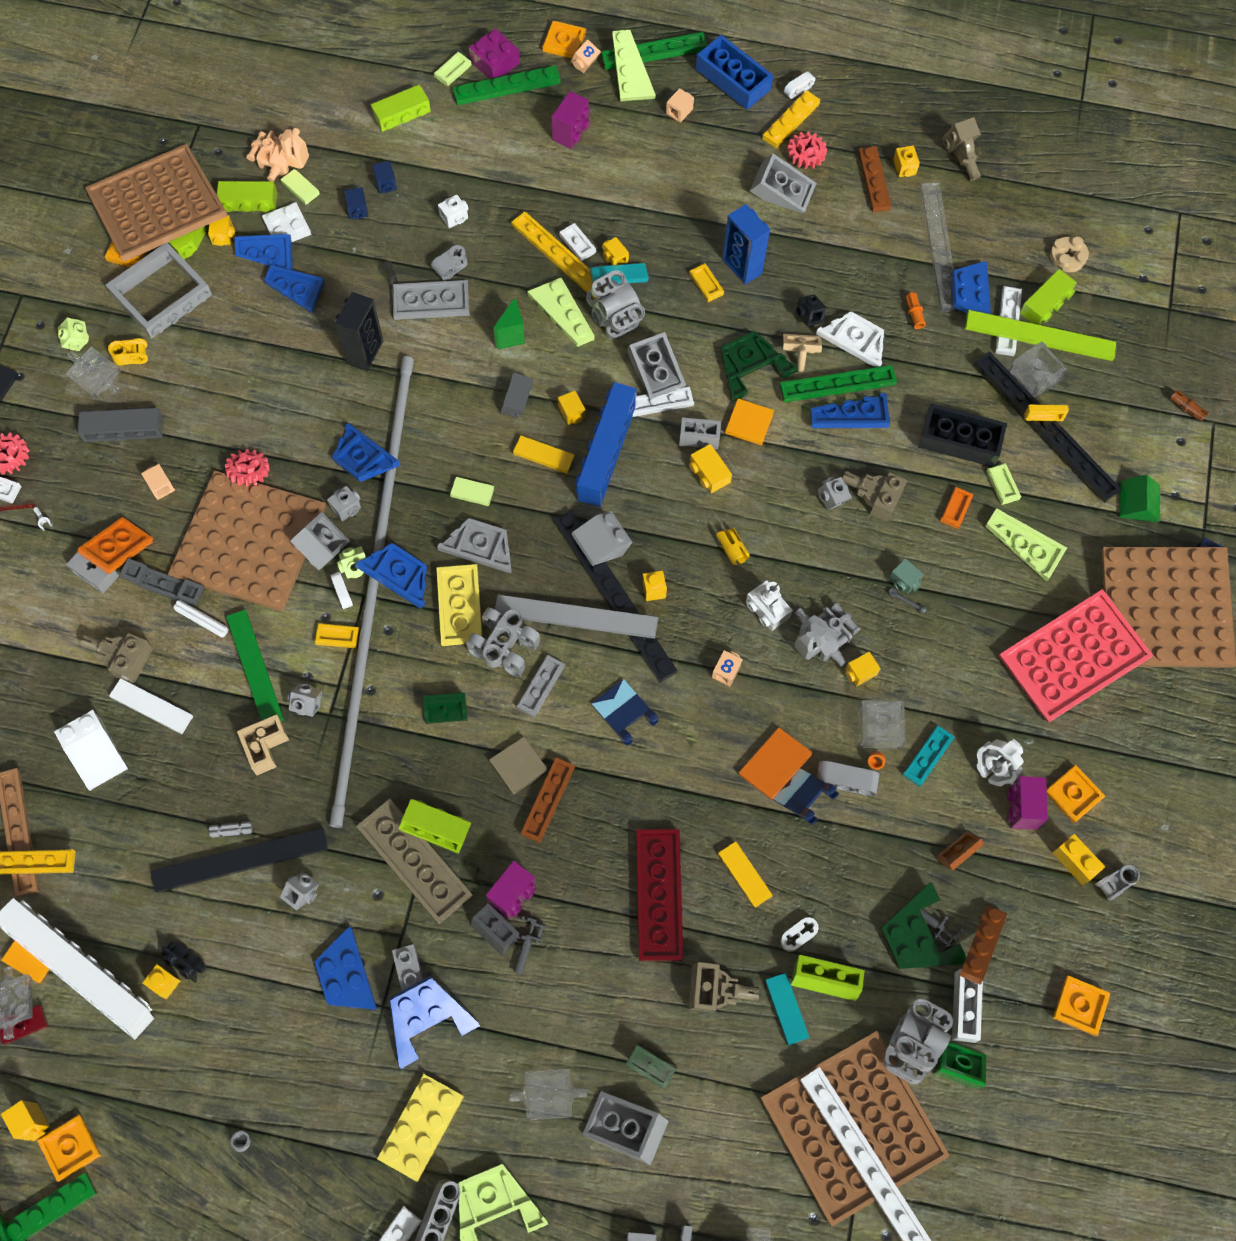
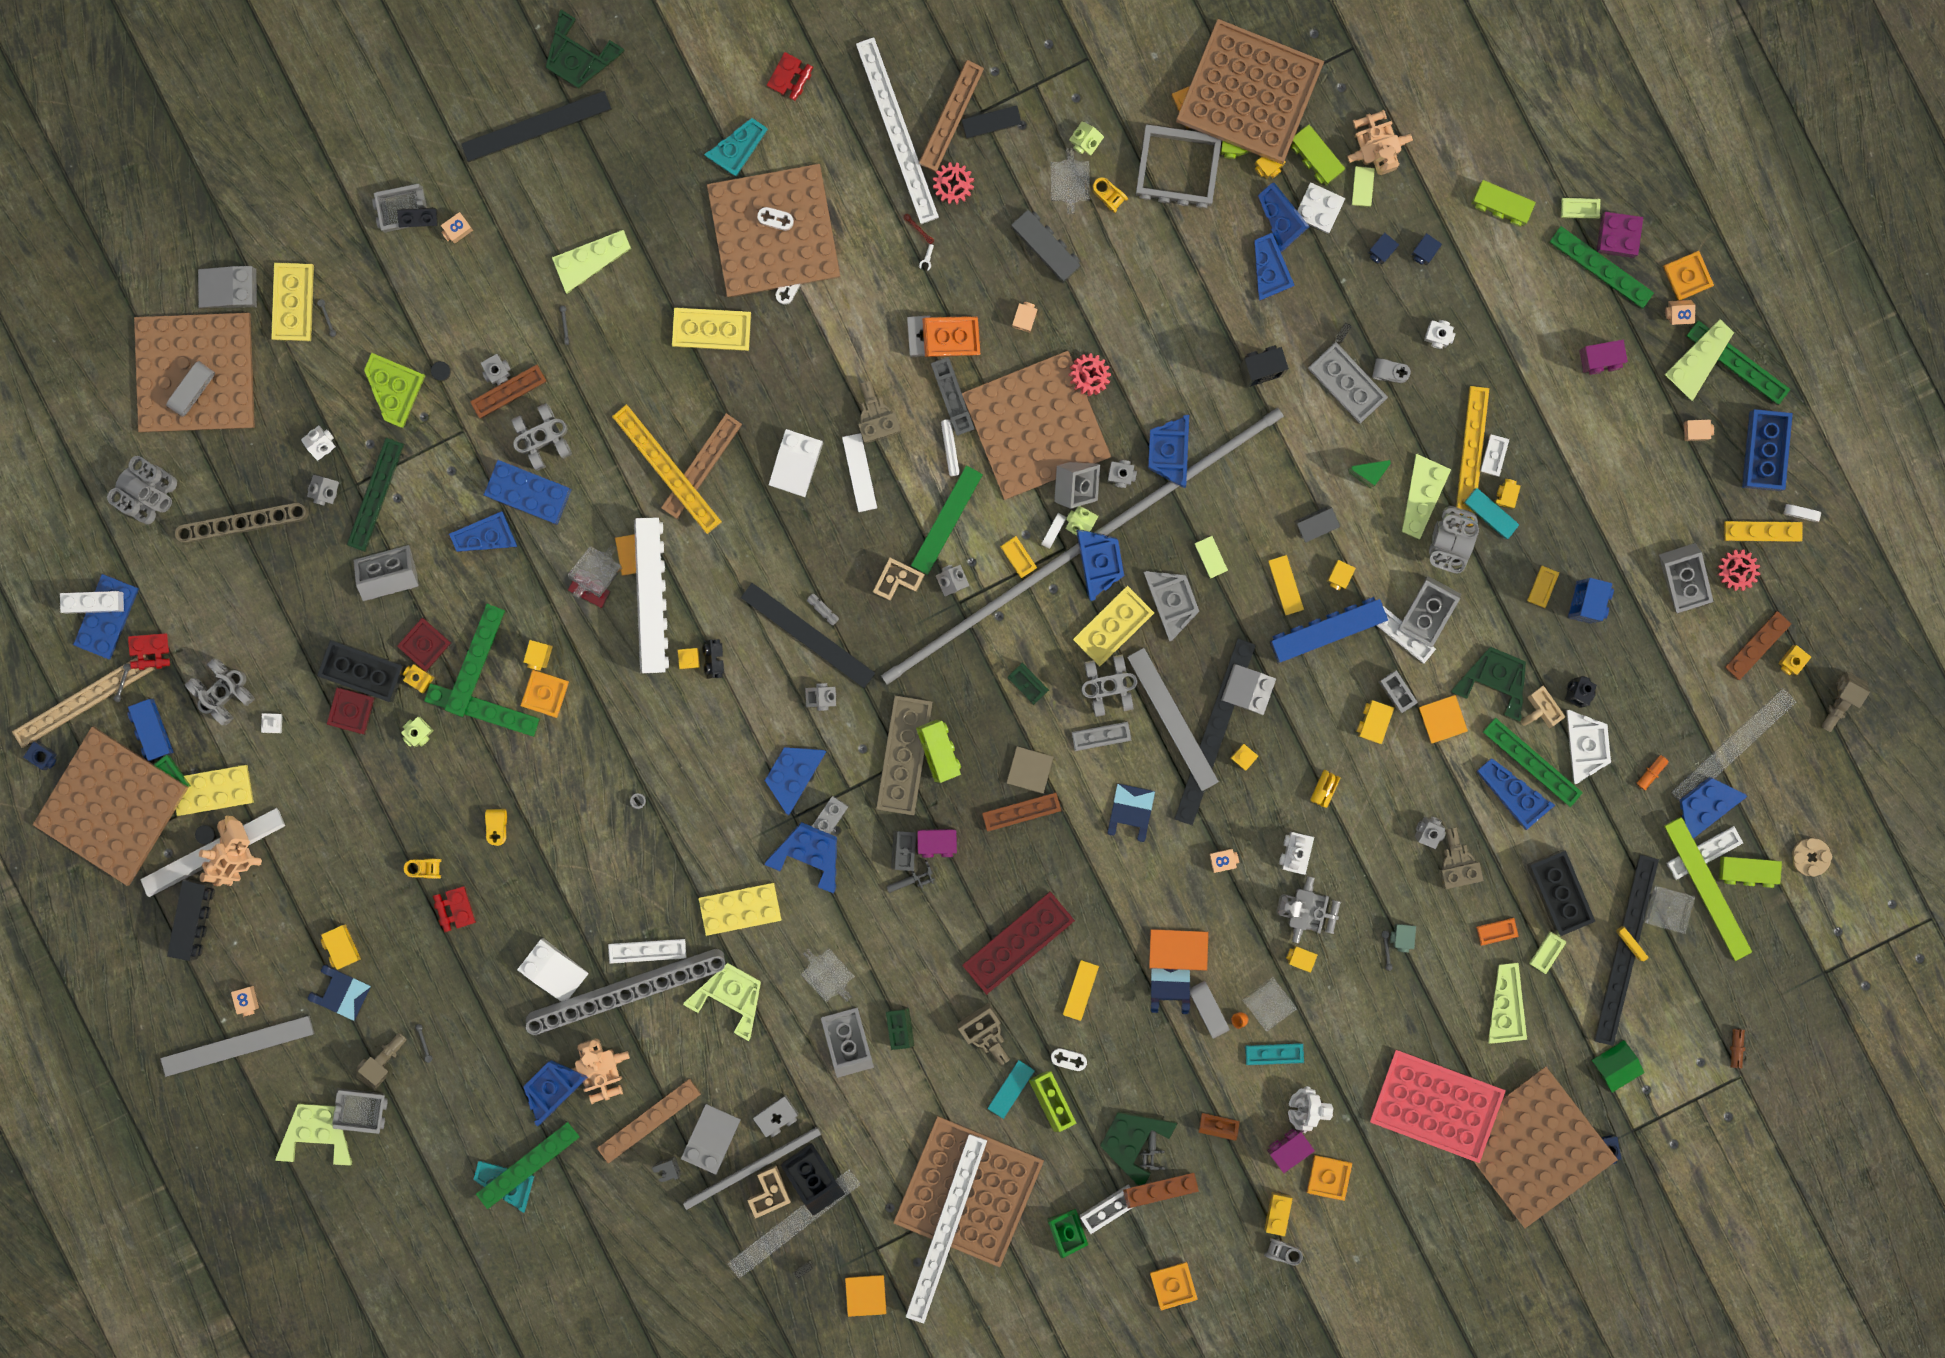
camera: 55 degrees right, 20 degrees up
(918, 1041) = (1056, 1193): light grey piece -> none

